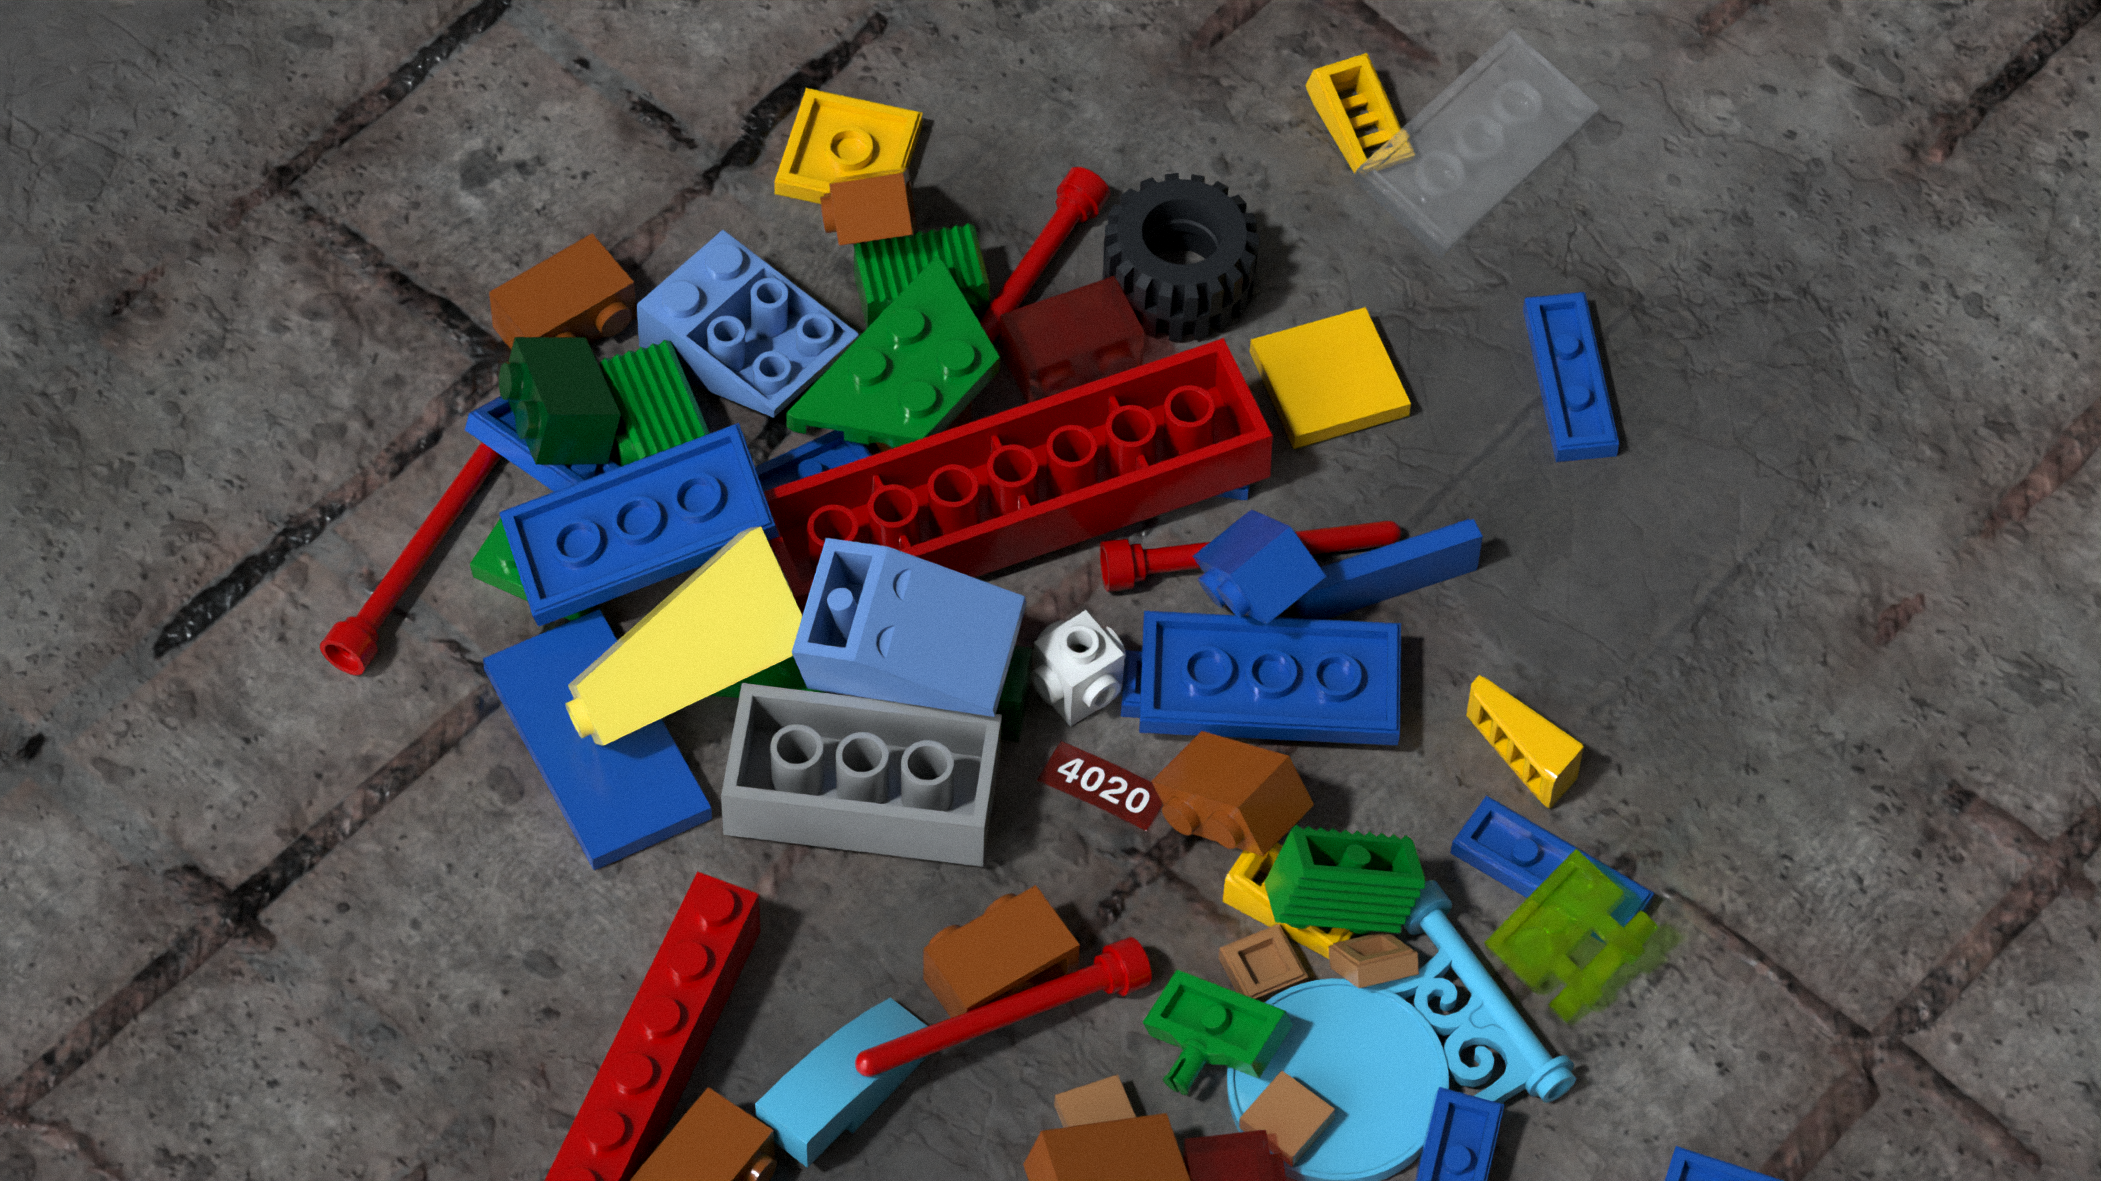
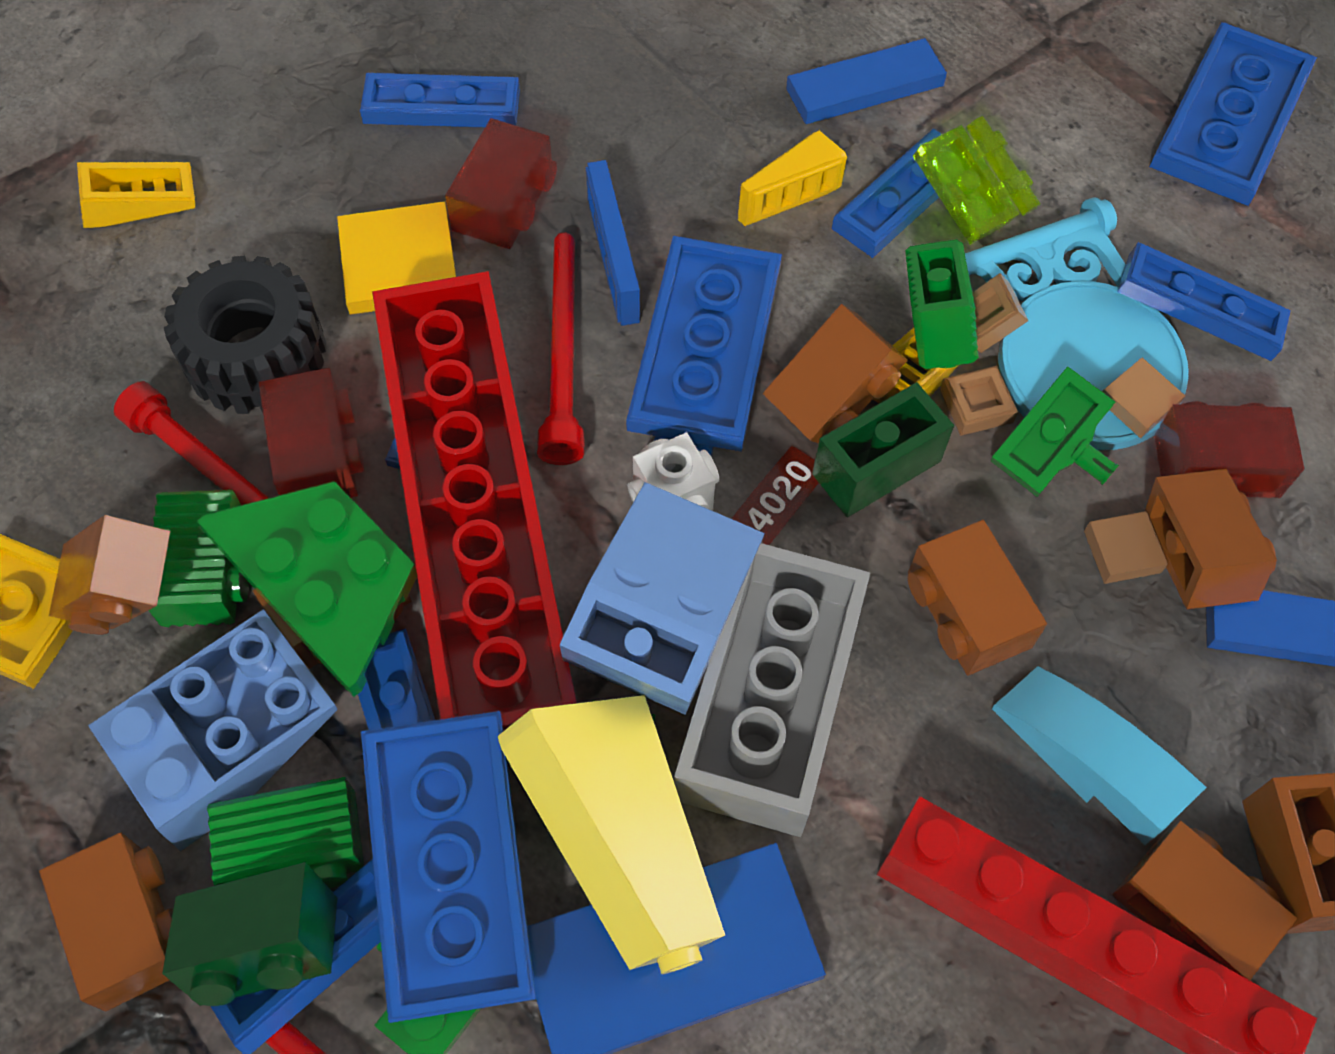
camera: 80 degrees left, 5 degrees up
(1119, 969) = (988, 500): red piece -> none
(1153, 851) = (882, 449): none -> dark green brick
(1257, 567) = (612, 315): blue brick -> none
(1445, 450) = (501, 184): none -> clear red brick
(1475, 144) = (195, 117): clear tile -> none
(1721, 818) = (865, 81): none -> blue tile

